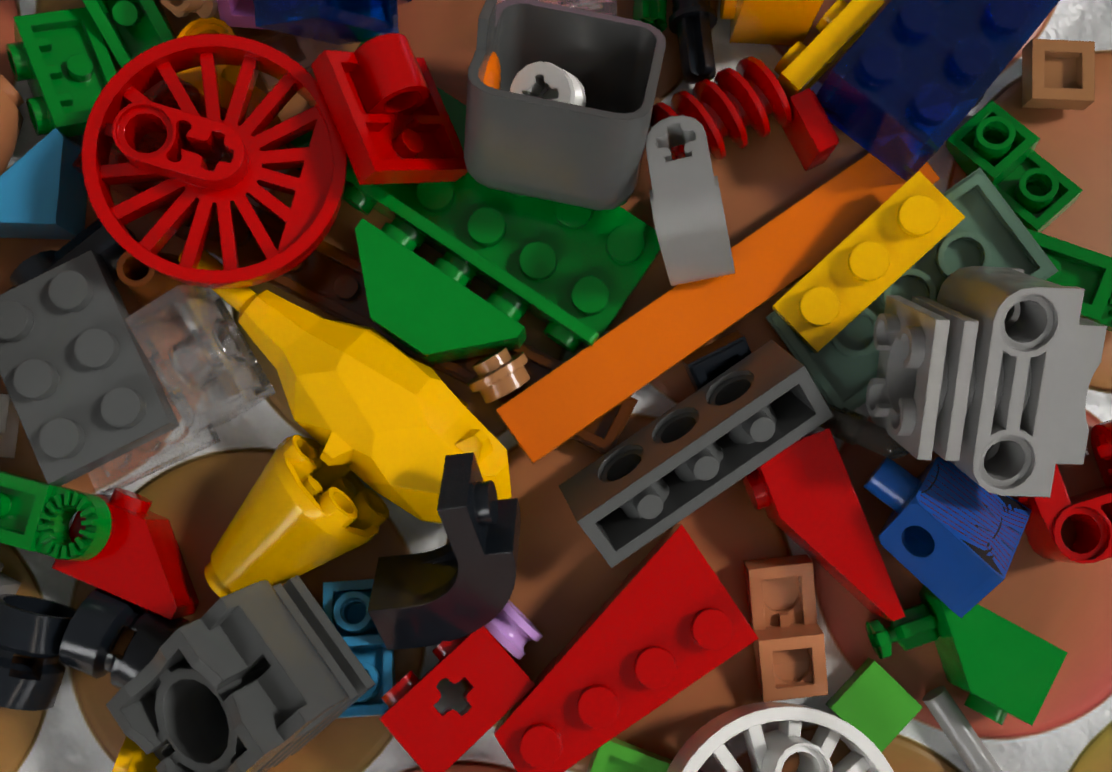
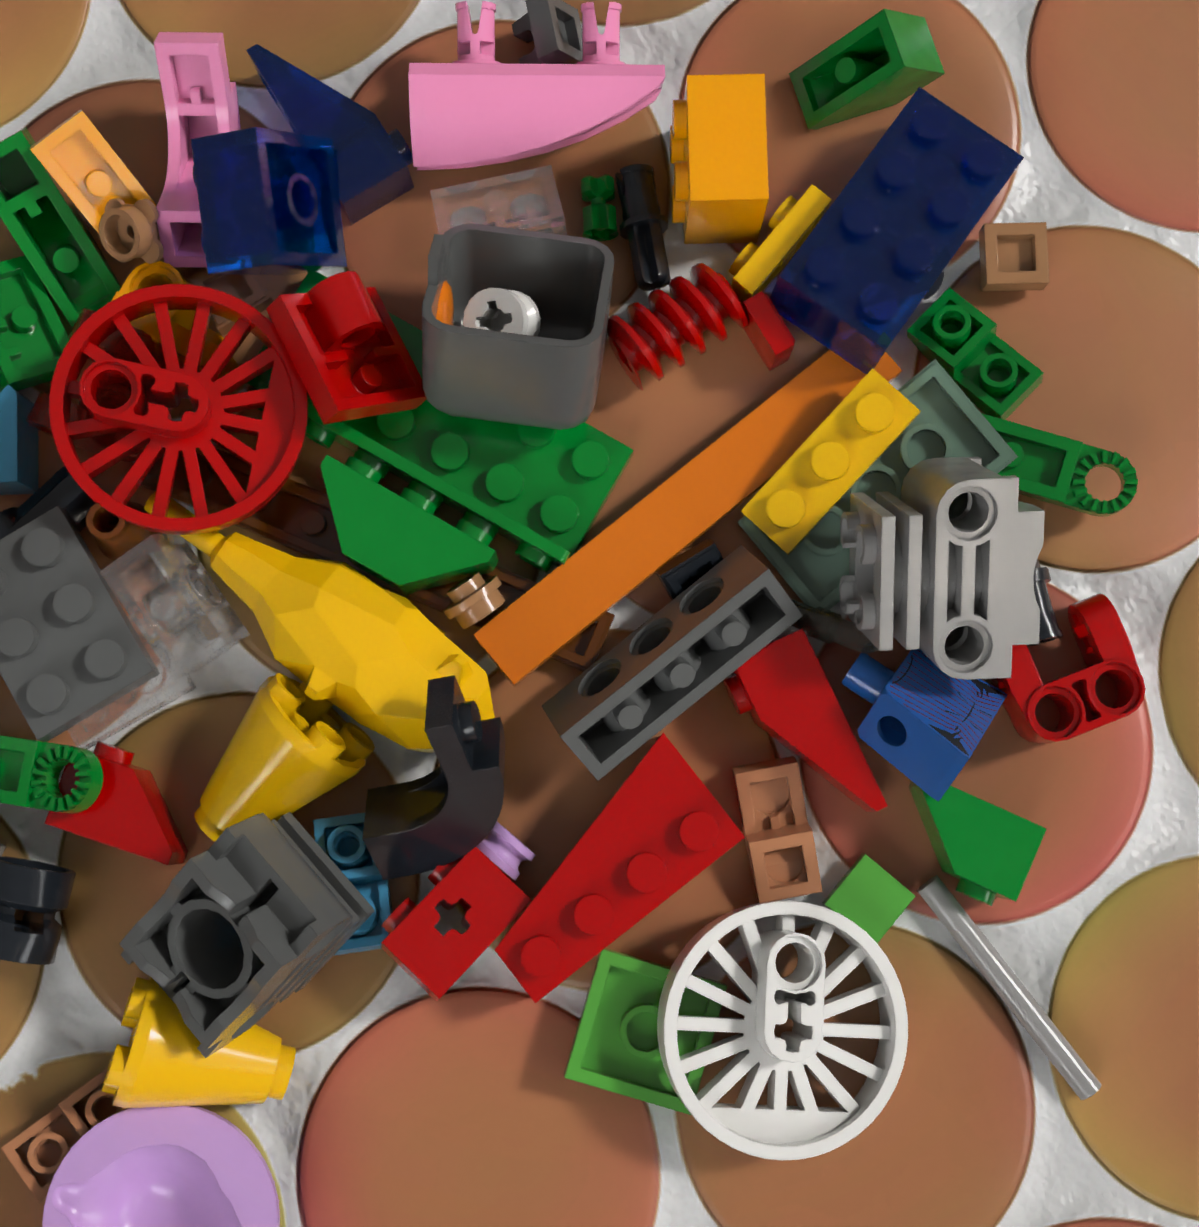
camera: 10 degrees left, 0 degrees up
(114, 637) = (102, 881): black wheel -> none
(687, 203) = (646, 418): light grey piece -> none
(909, 632) = (897, 820): green piece -> none

